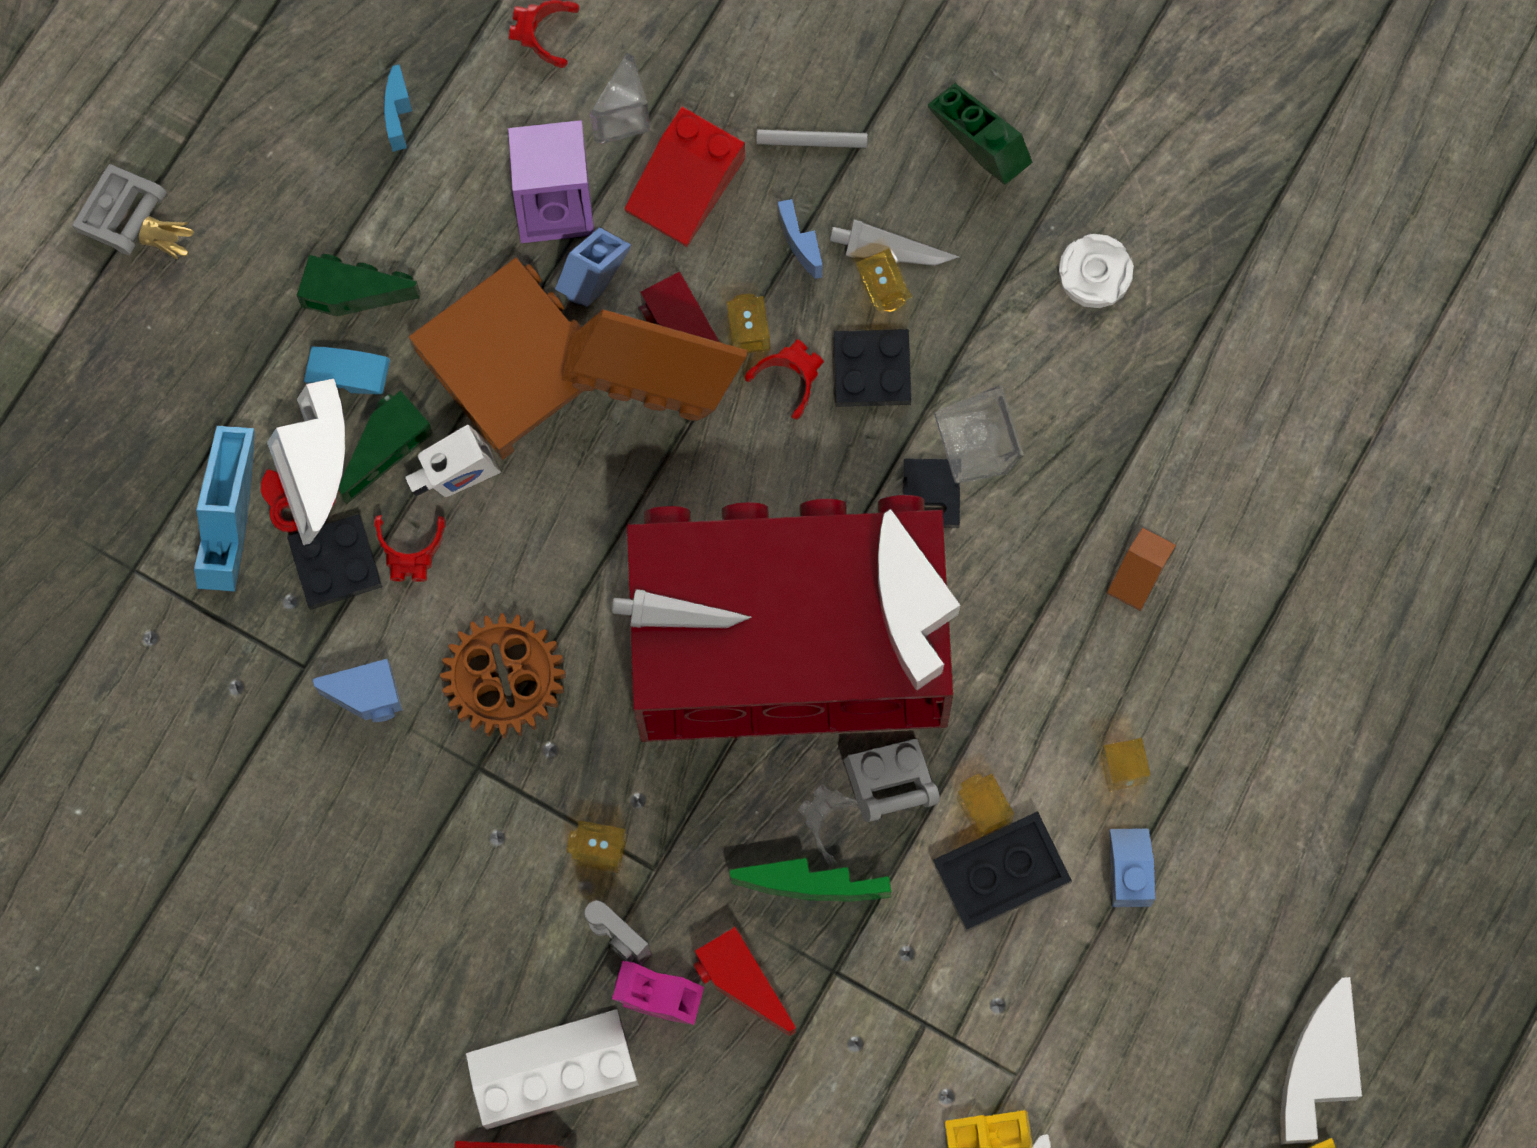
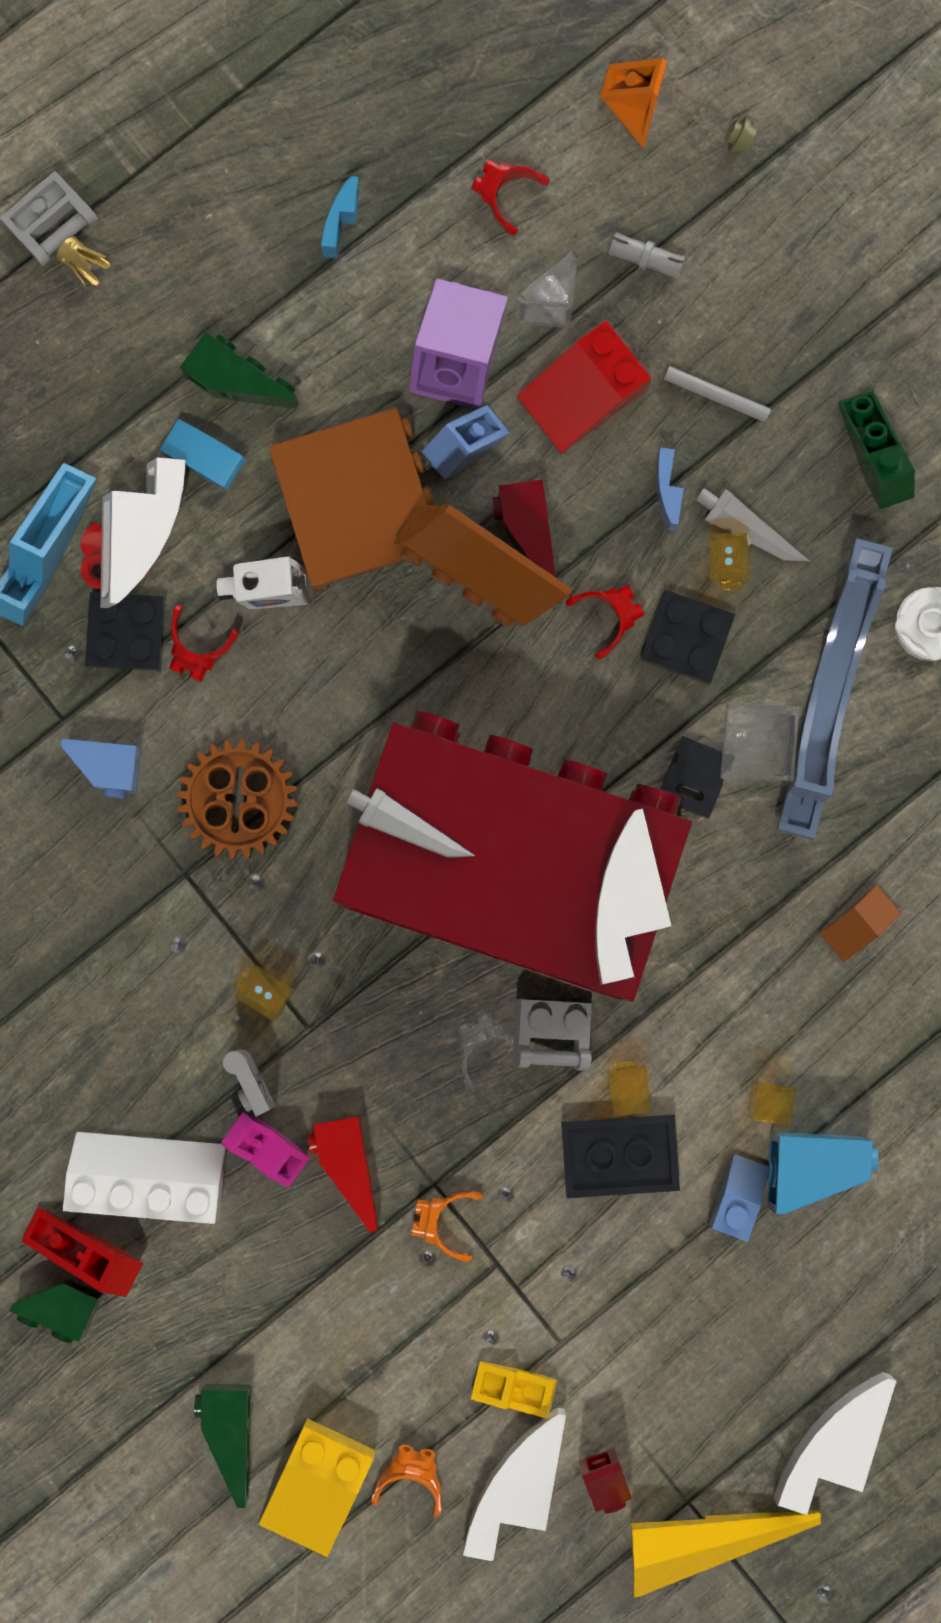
camera: 20 degrees right, 10 degrees up
(387, 438) = (213, 535): dark green slope -> none
(696, 38) = (646, 255): none -> light grey pin
(748, 323) = (588, 552): clear yellow brick -> none
(794, 881) = (429, 1092): green slope -> none
(842, 1006) = (429, 1213): none -> orange helmet
(1026, 362) = (831, 689): none -> sand blue slope
(1189, 803) = (815, 1167): none -> dark azure slope

